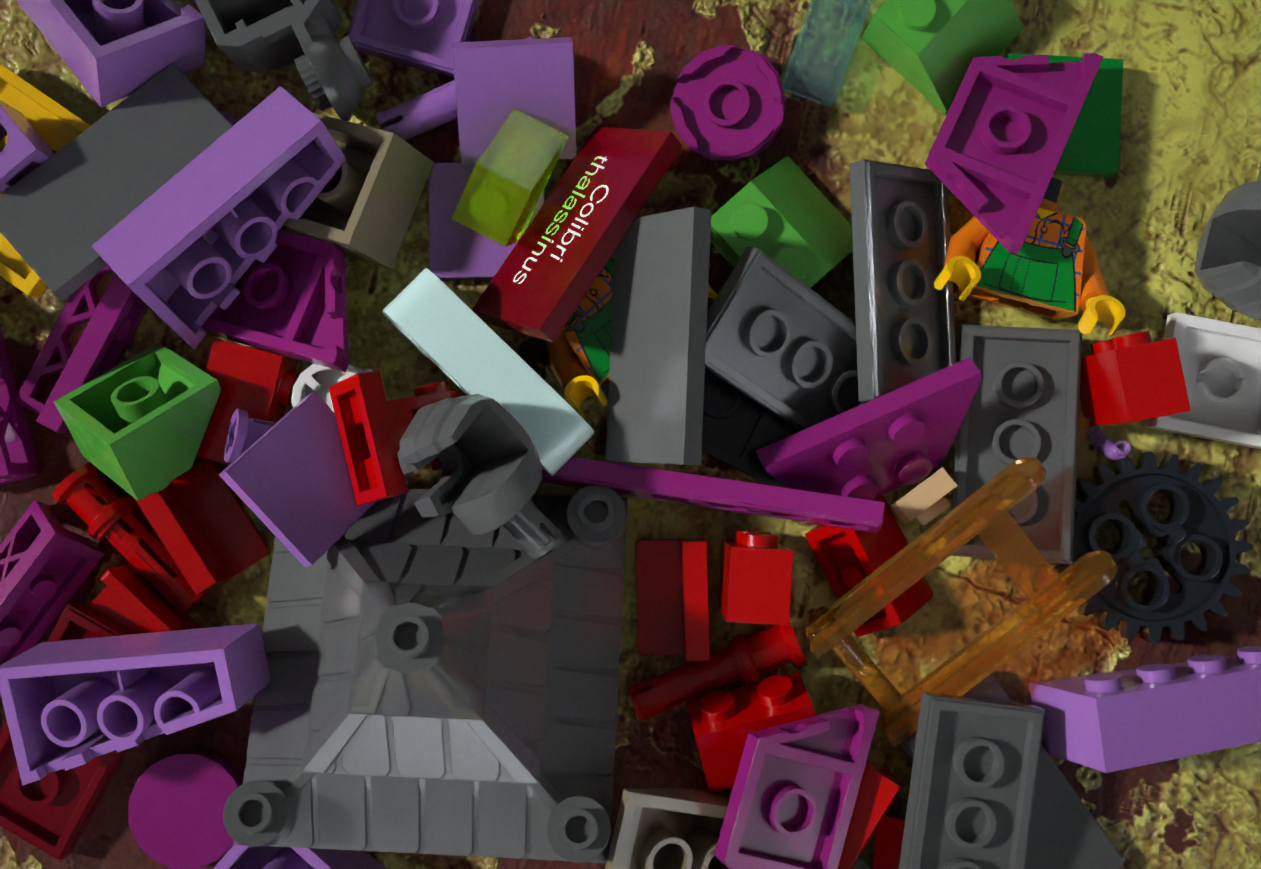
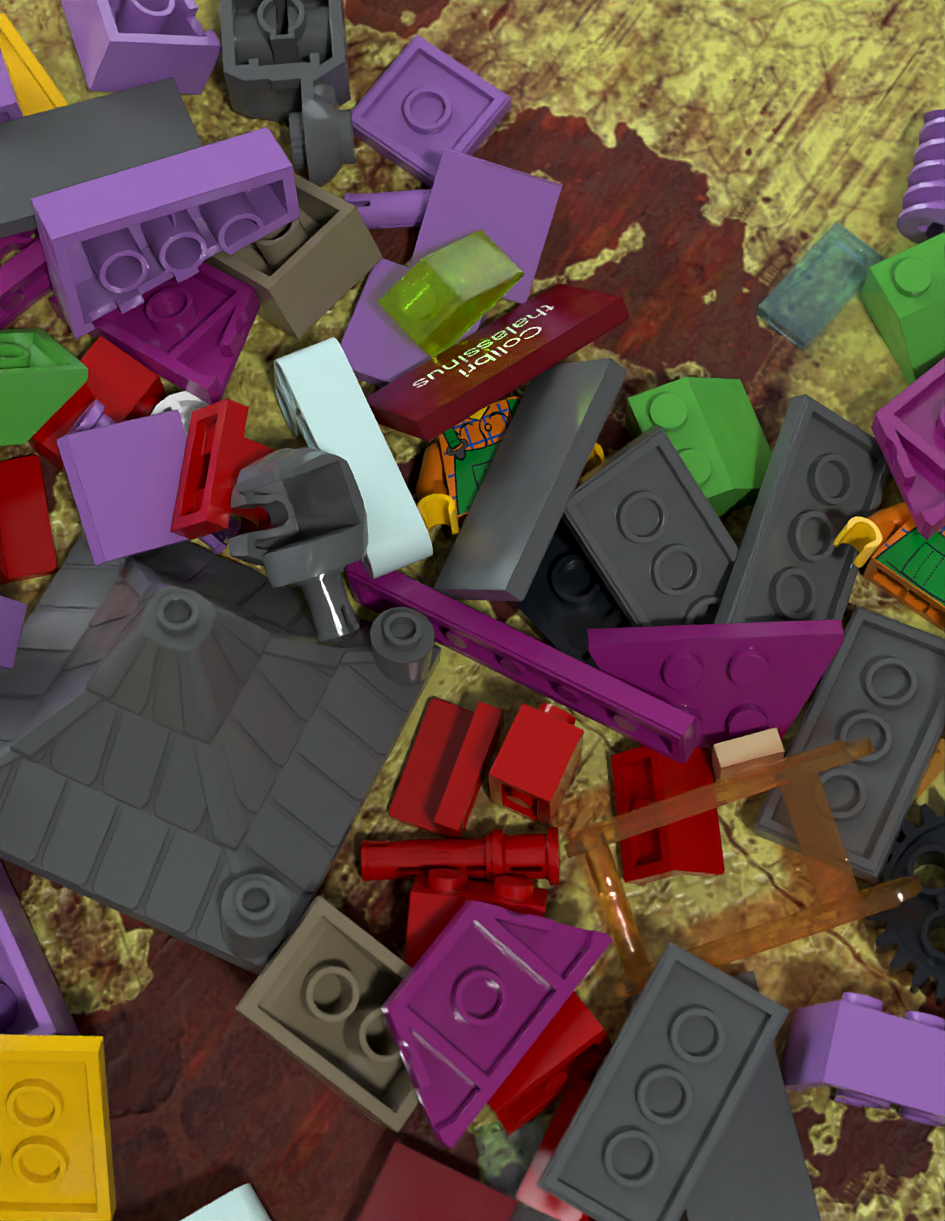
camera: 30 degrees right, 15 degrees down
(728, 104) = (697, 308): magenta tile -> none

